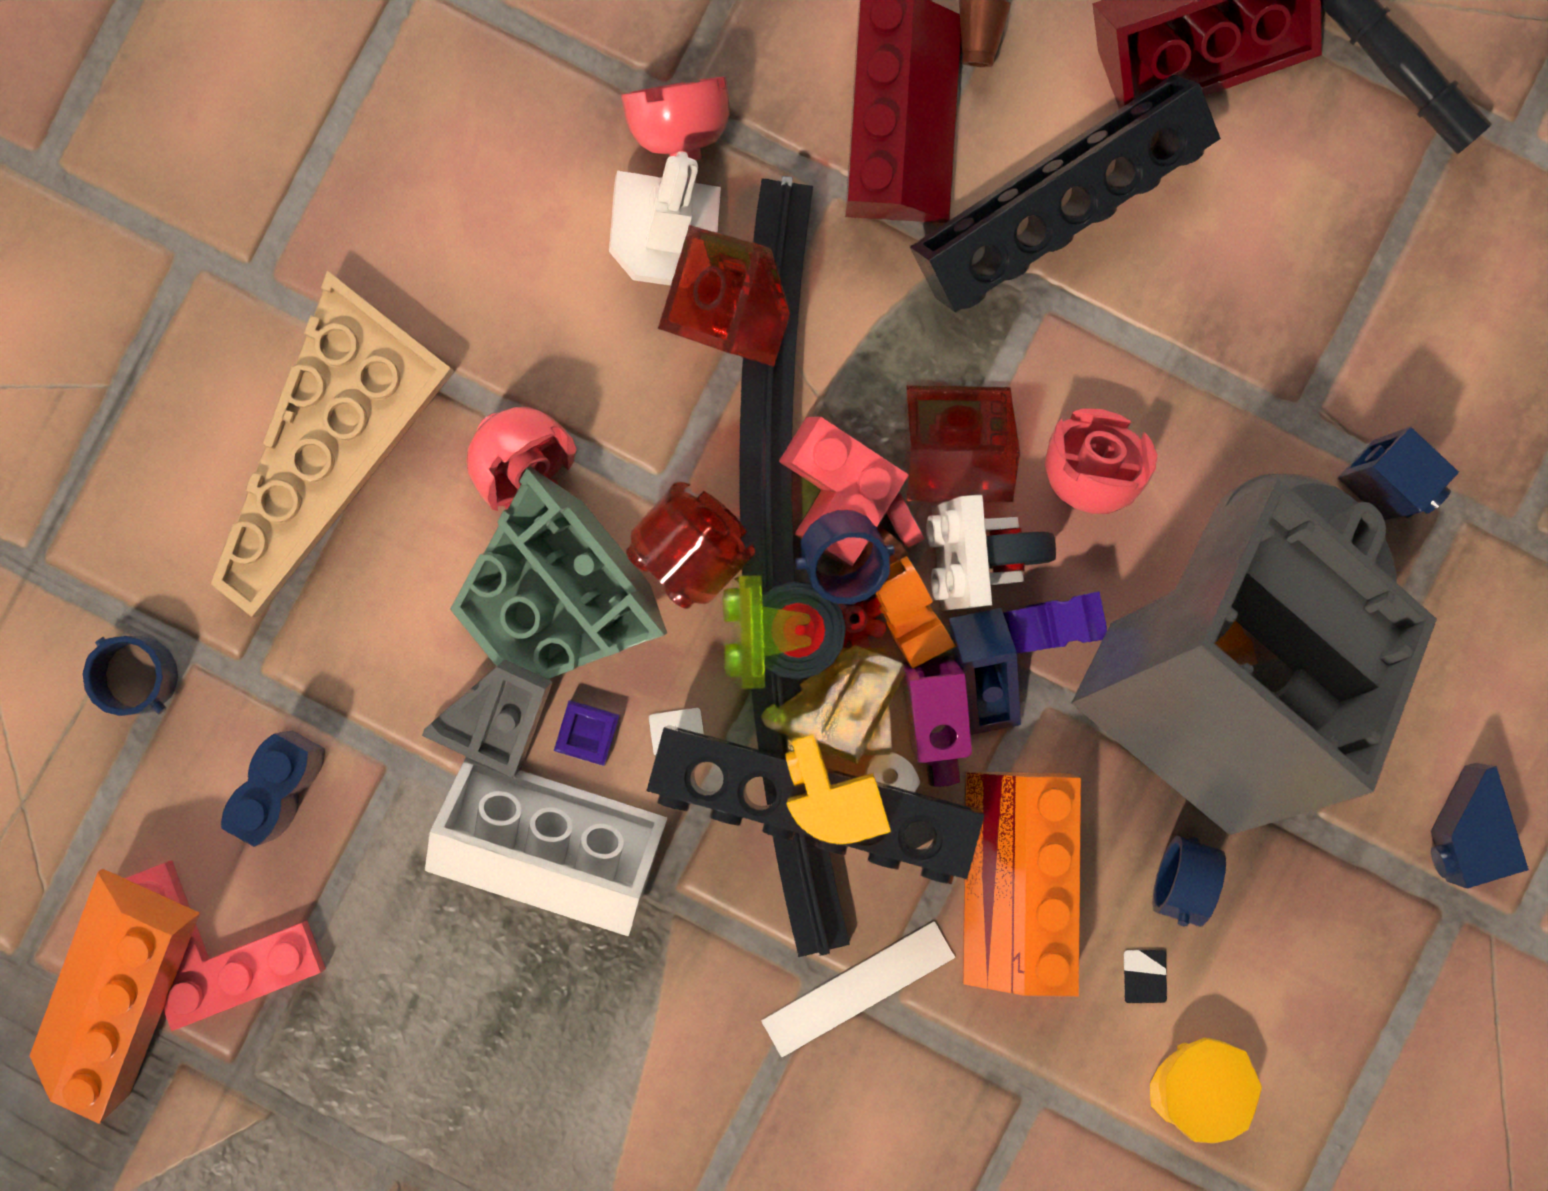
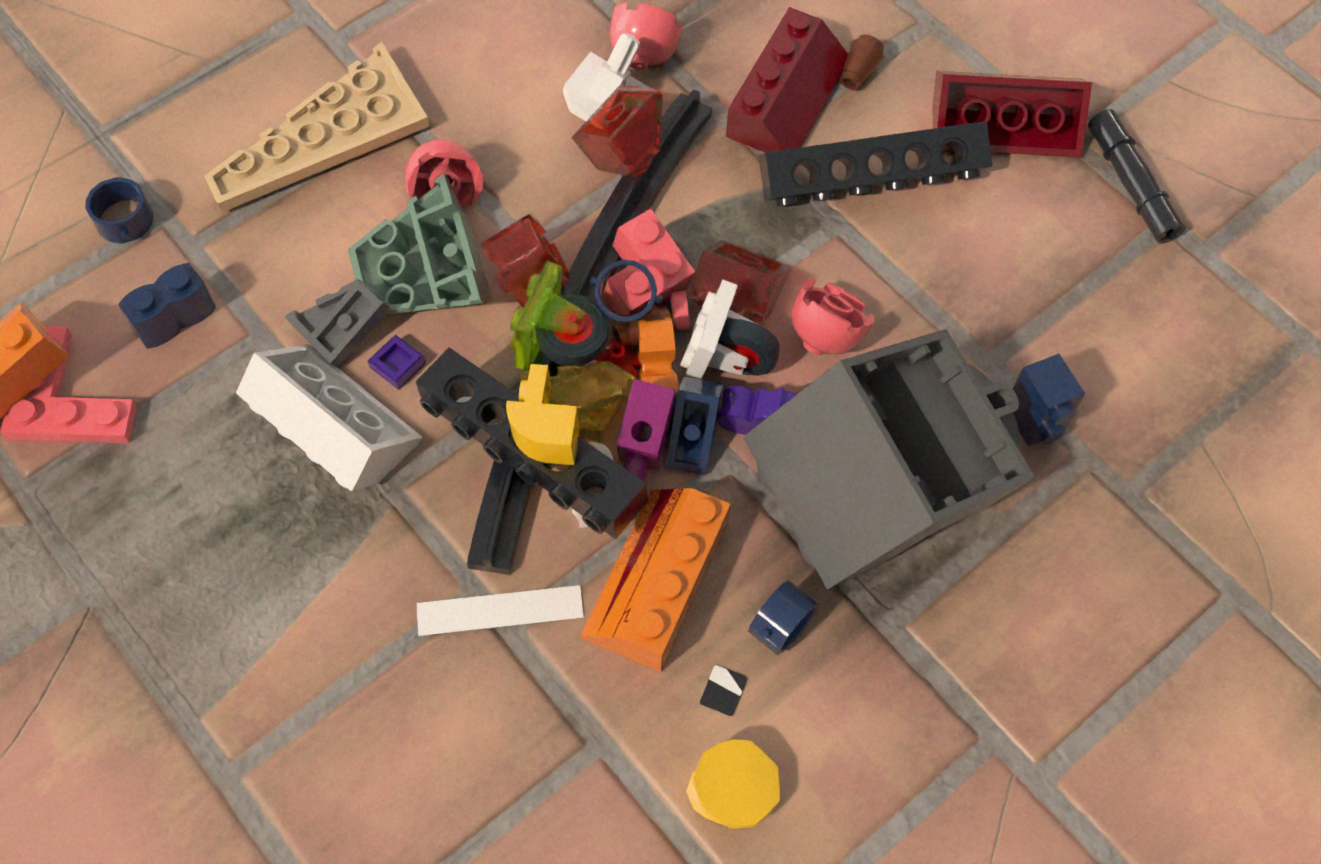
camera: 20 degrees right, 25 degrees down
(1476, 831) = (1024, 680): dark blue slope -> none

